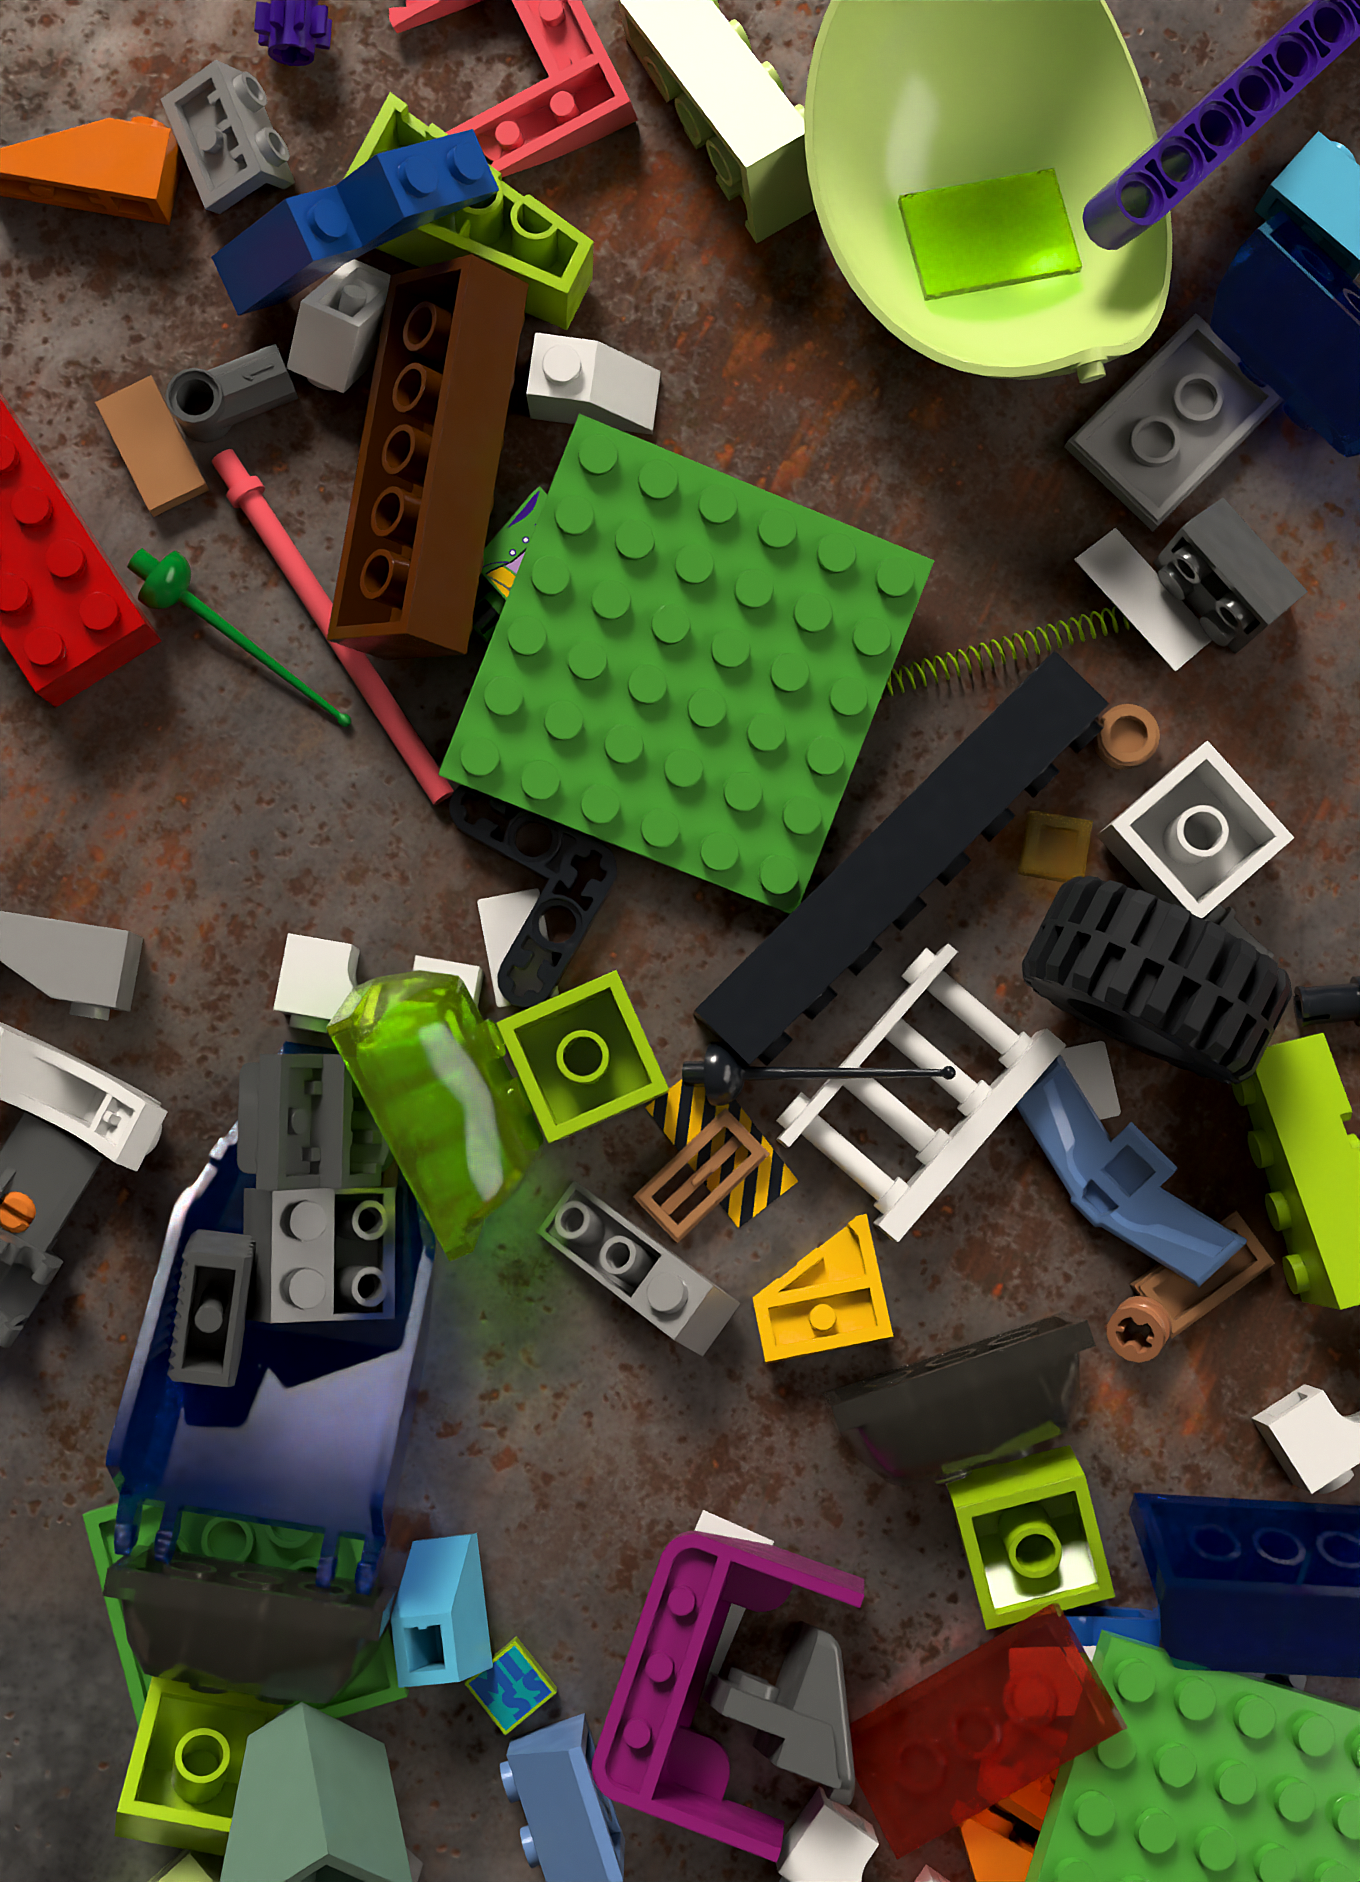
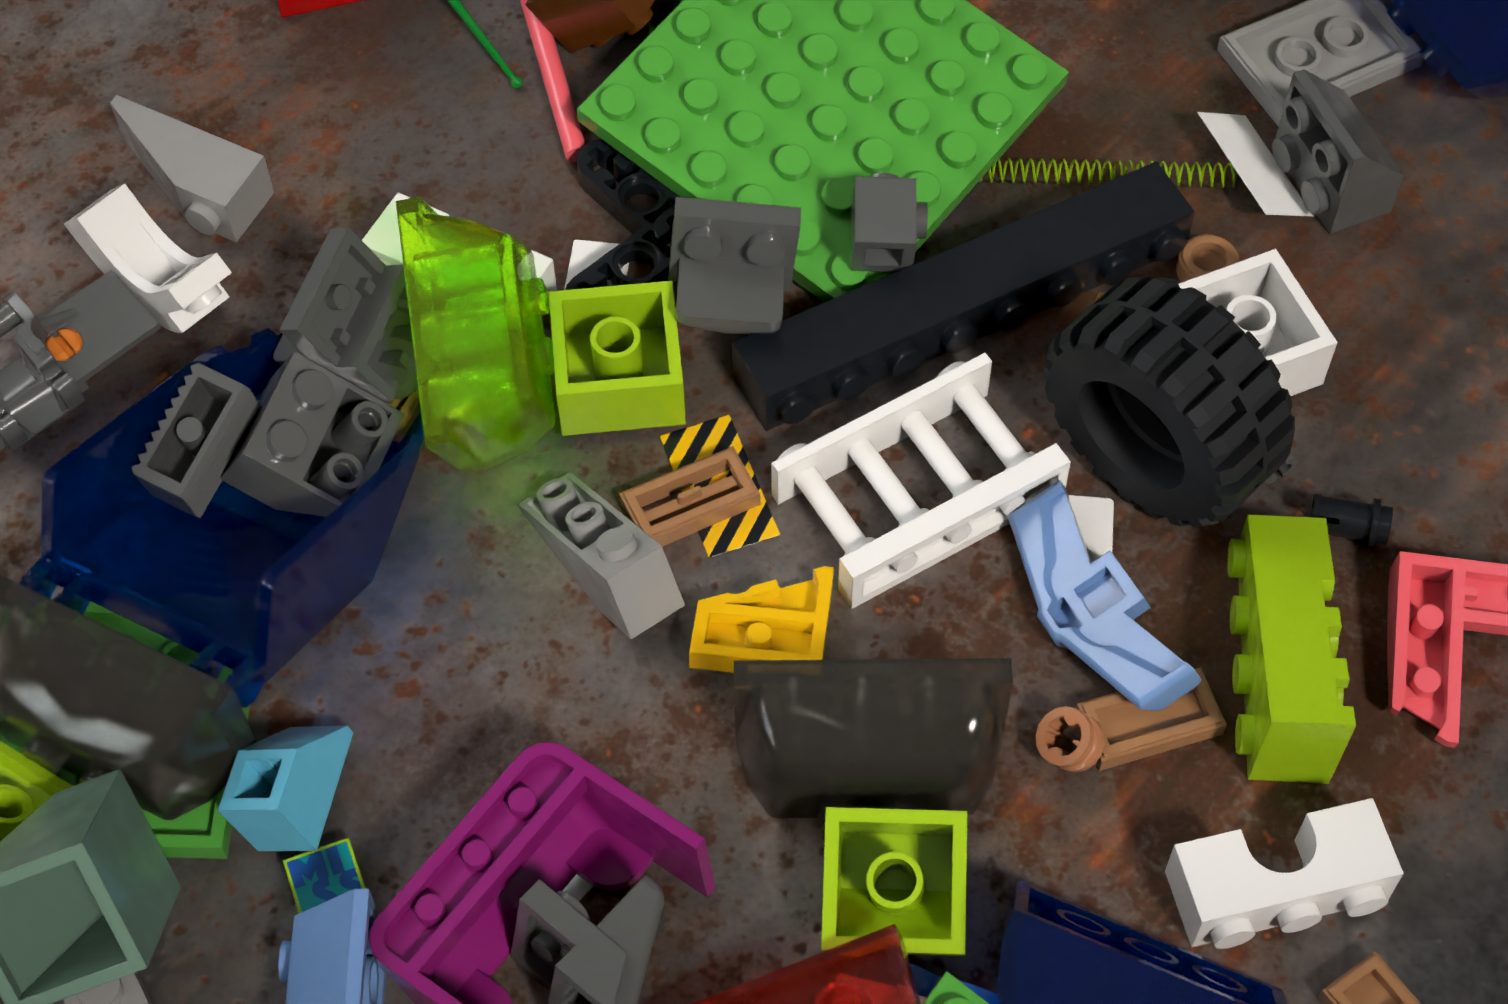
camera: 25 degrees right, 25 degrees down
(673, 944) = (732, 264): none -> dark grey piece
(725, 1073) = (741, 415): black sword -> none
(807, 826) = (885, 223): none -> dark grey brick

